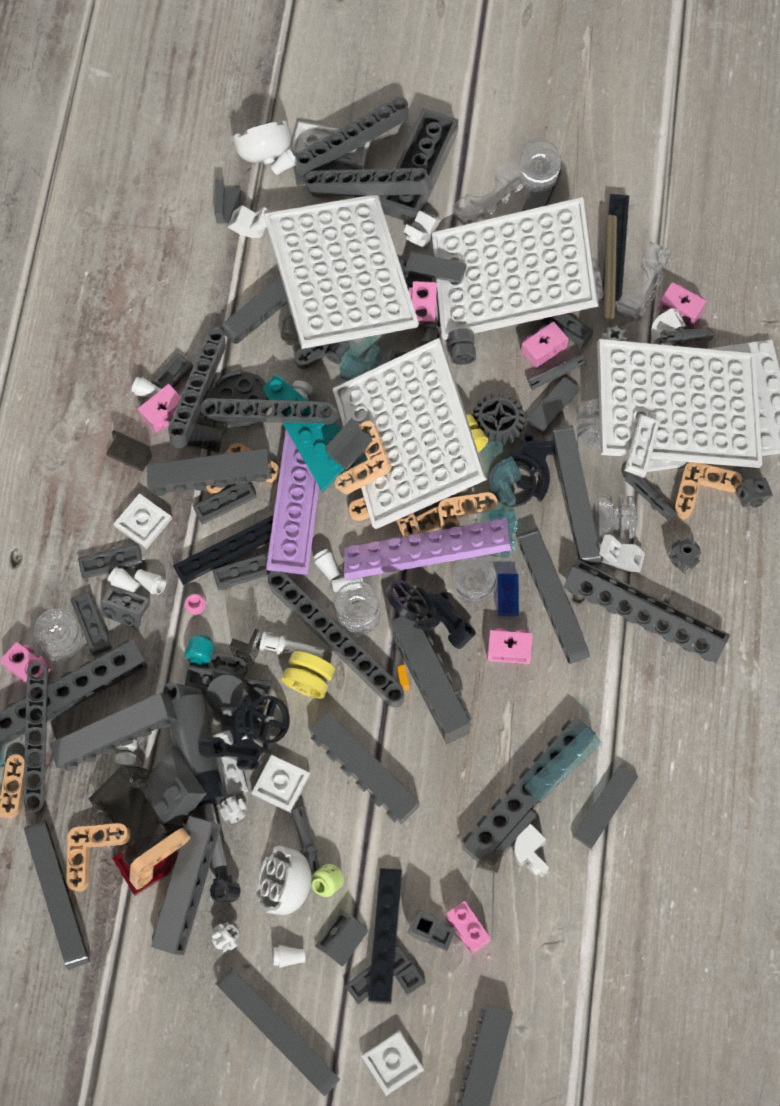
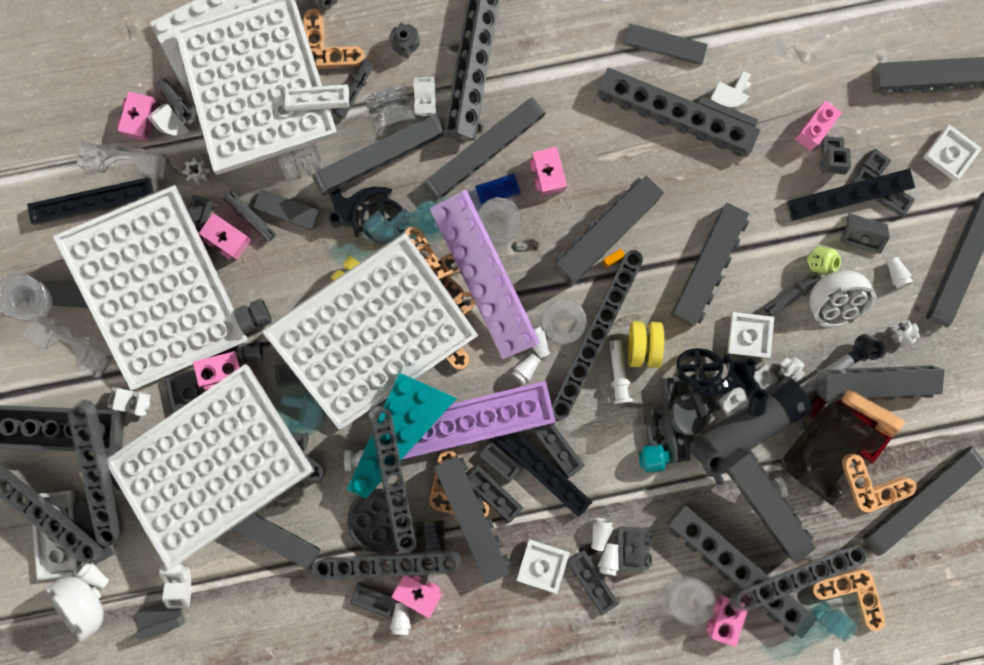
camera: 115 degrees left, 15 degrees up
(91, 623) = (660, 575): dark grey tile -> none
(129, 451) = (475, 609): clear smoke panel -> none
(174, 788) = (803, 426): dark grey slope -> none
(195, 604) = (607, 481): bright pink plate -> none
(251, 515) = (500, 461): none -> dark grey tile
(348, 444) = (405, 384): dark grey panel -> none
(373, 461) = (410, 357): light nougat beam -> none
(434, 607) = (541, 248): black piece -> none
(435, 267) = (172, 370): dark grey tile -> none
(491, 861) = (758, 121): clear smoke tile -> none
(516, 420) = (311, 257): dark grey gear -> none
(563, 765) = (649, 85): clear light blue tile -> none
(610, 268) = (118, 196): dark tan axle -> none

